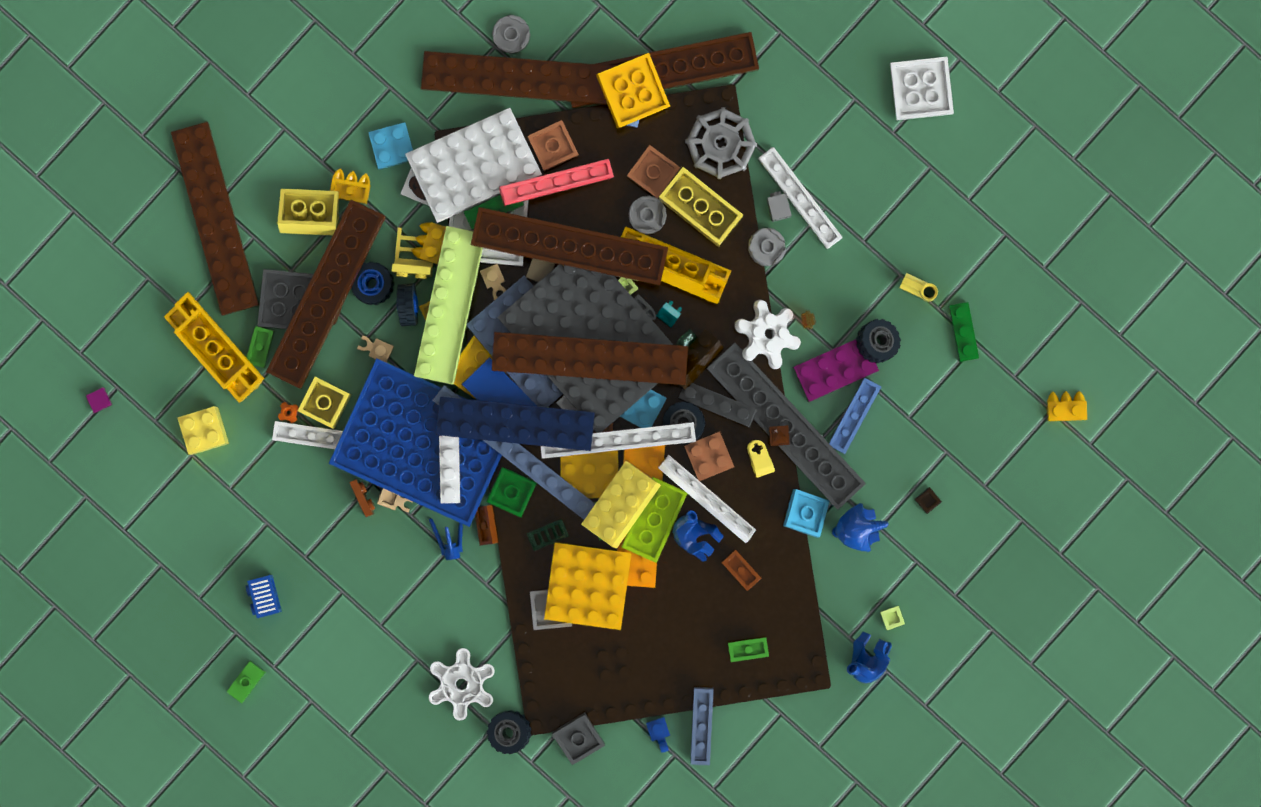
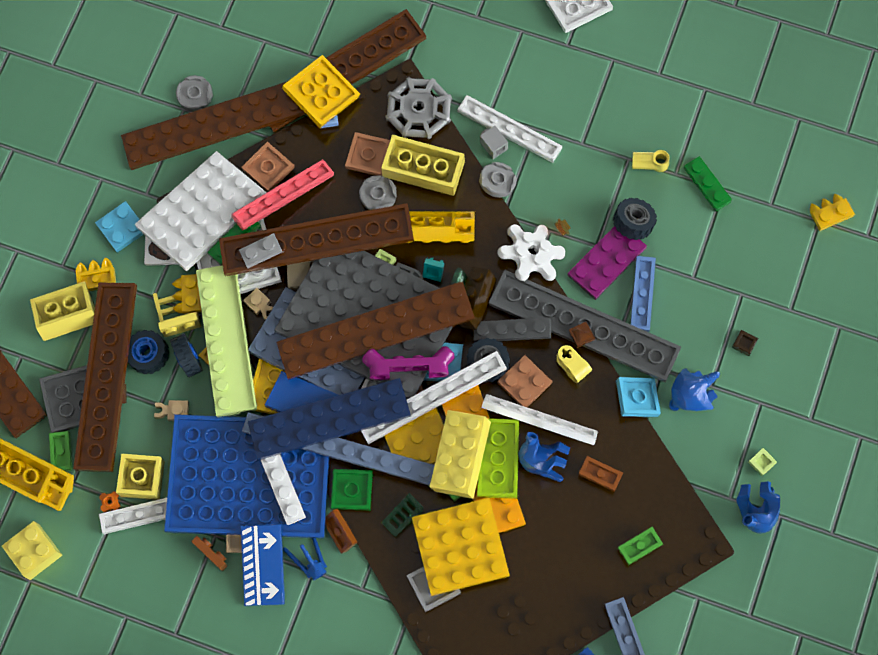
camera: 15 degrees left, 15 degrees down
(405, 528) = (262, 564): none -> blue tile
(513, 237) = (260, 250): none -> light grey plate
(580, 397) = (435, 365): none -> magenta plate

